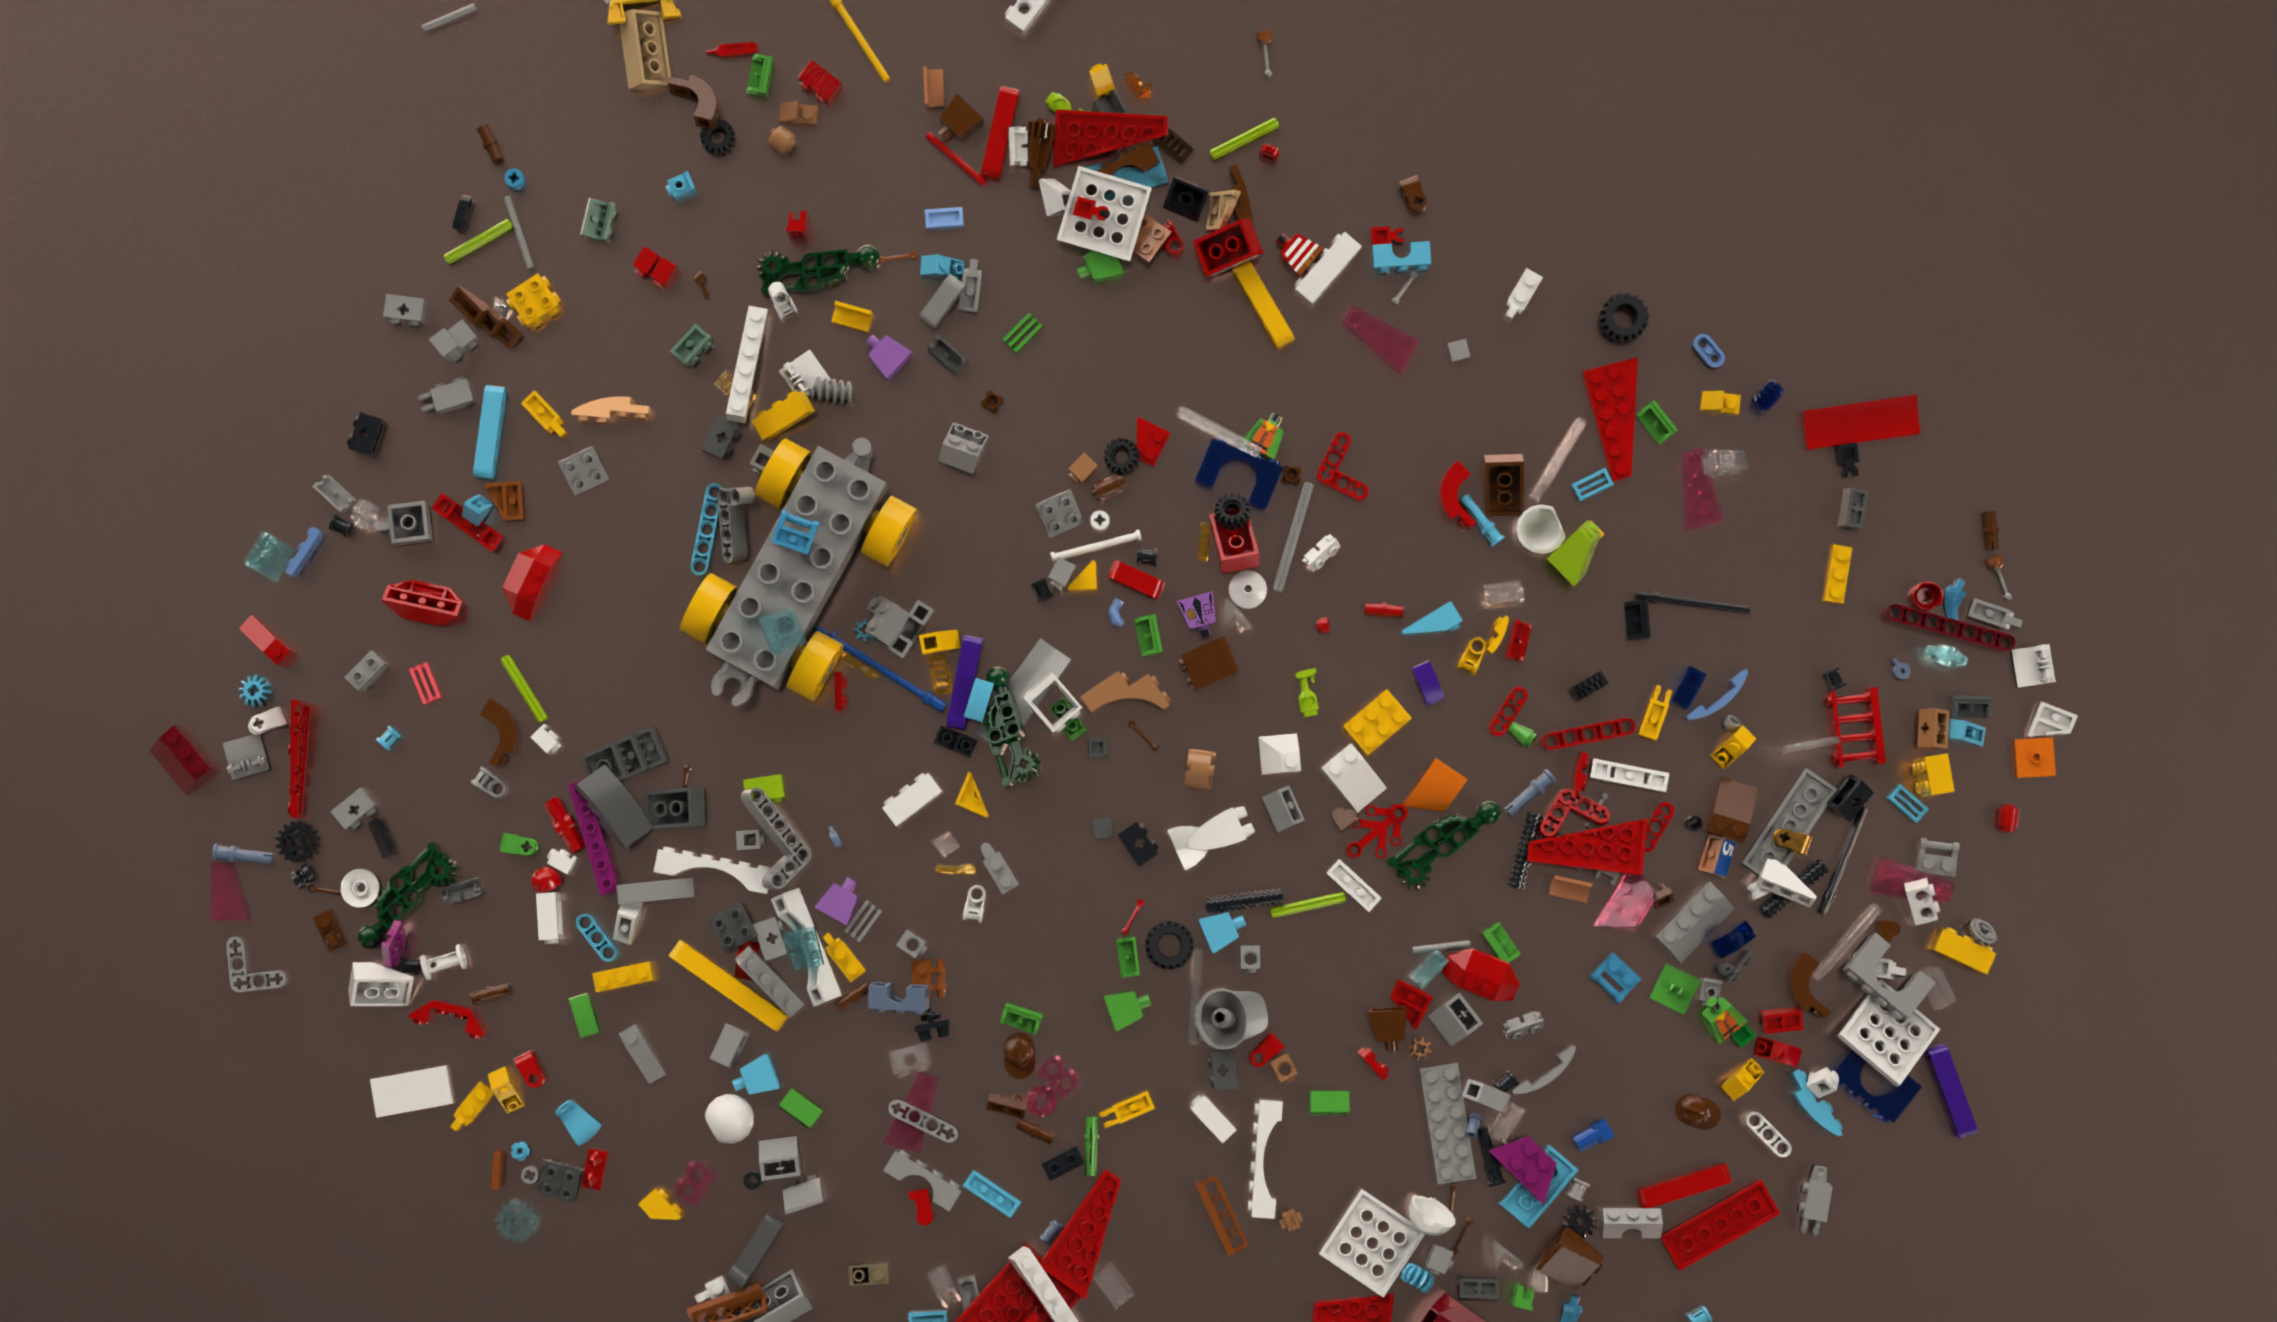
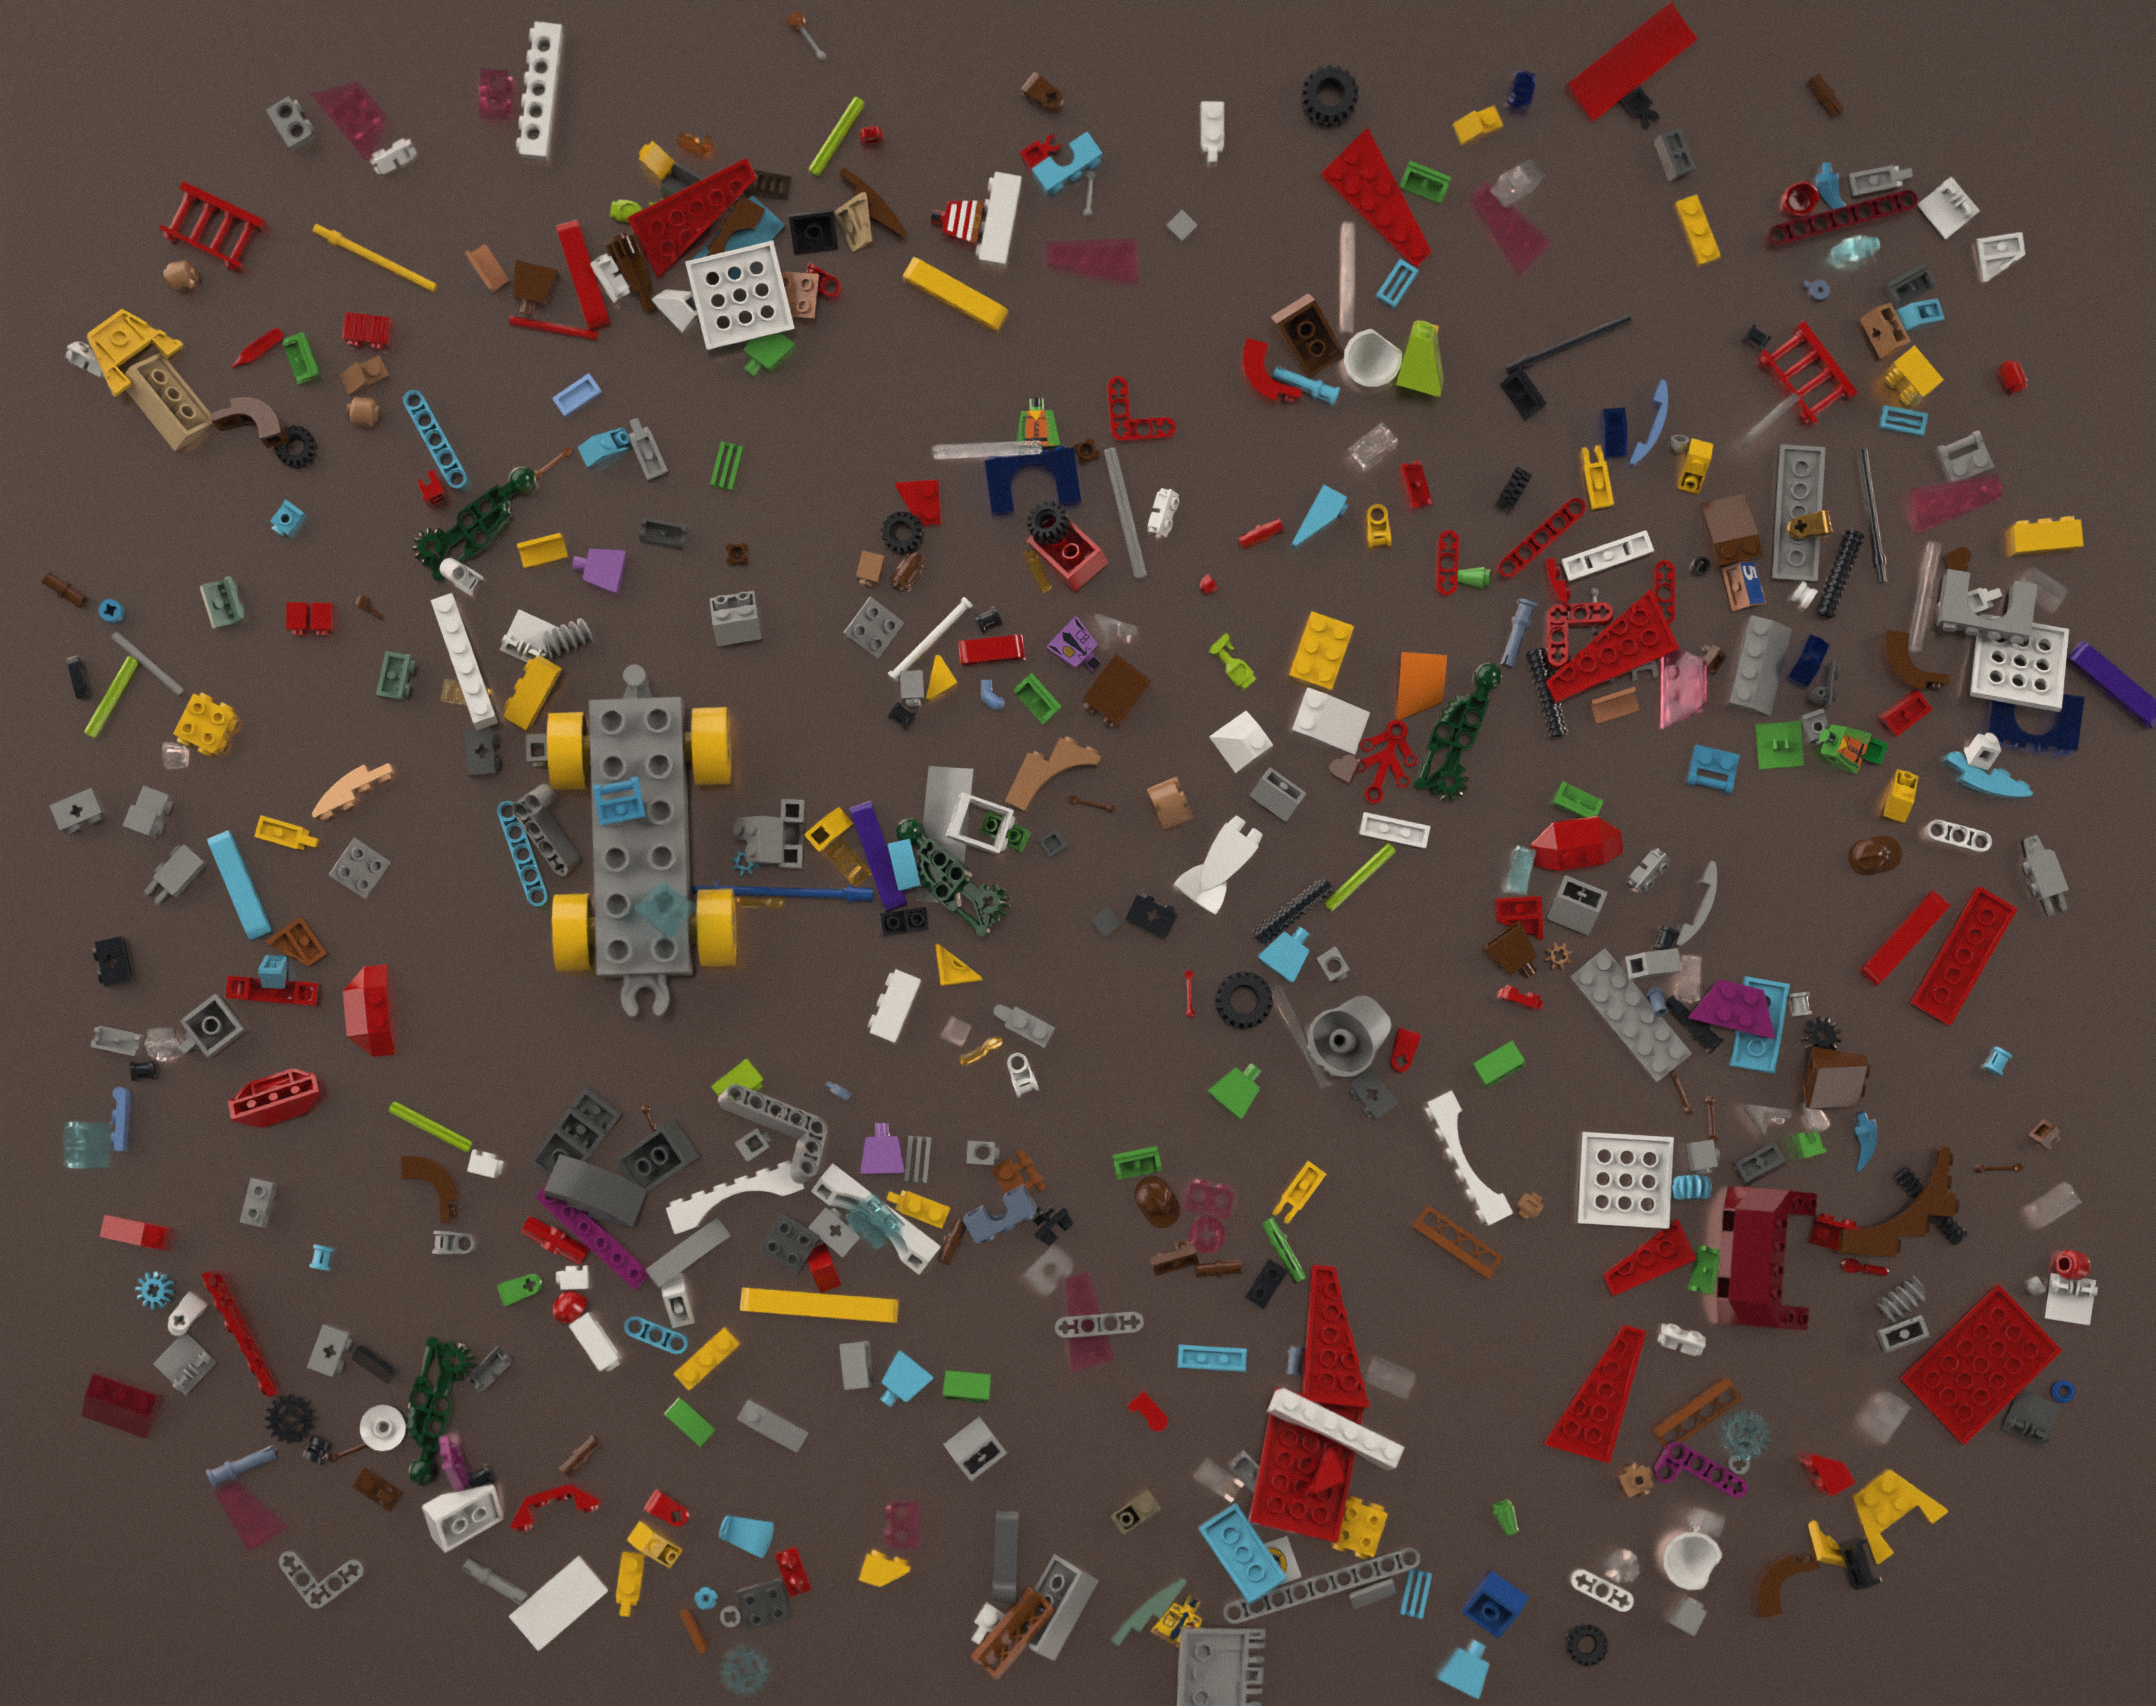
camera: 30 degrees left, 0 degrees up
(374, 1047) = (494, 1581): none -> light grey pin
(413, 673) = (309, 1168): coral tile -> none
(443, 962) = (514, 1452): white hose -> none
(485, 316) = (164, 769): reddish brown slope -> none
(730, 1118) = (900, 1438): white cylinder -> none
(749, 1184) = (959, 1494): black bush -> none
(769, 981) = (859, 1275): light grey brick -> none
(804, 1194) = (1021, 1470): light grey slope -> none
(822, 182) = (428, 433): none -> medium azure beam
(840, 699) = (761, 947): red plate -> none
(942, 301) = (626, 481): light grey beam -> none
(944, 1192) = (1104, 1383): light grey arch -> none
(1086, 209) = (719, 300): red plate -> none
(1099, 524) = (921, 614): white wheel -> none
(1128, 957) = (1208, 1037): bright green hinge -> none
(1212, 1118) = (1390, 1148): white window -> none
(1228, 247) = (886, 256): red brick -> none
(1247, 599) = (1110, 605): white dish -> none
(1284, 1059) = (1422, 1056): medium nougat brick -> none
(1428, 683) = (1349, 581): dark purple slope -> none
(1430, 1216) = (1668, 1118): white cylinder -> none
(1441, 947) = (1523, 838): light grey bar -> none
(1500, 629) = (1390, 484): yellow slope -> none
(1598, 1133) = (1787, 936): blue piece -> none
(1617, 1220) = (1858, 1012): light grey arch -> none
(1710, 349) = (1435, 79): medium blue plate -> none
(1778, 1052) = (1920, 747): red slope -> none
(1782, 881) = (1824, 572): white slope -> none
(1850, 798) = (1842, 448): black brick -> none
(1925, 900) = (1972, 513): white brick -> none
(1982, 932) = (2054, 506): light grey gear -> none
(1996, 563) = (1850, 126): hinge -> none
(2034, 757) = (2003, 300): orange plate -> none

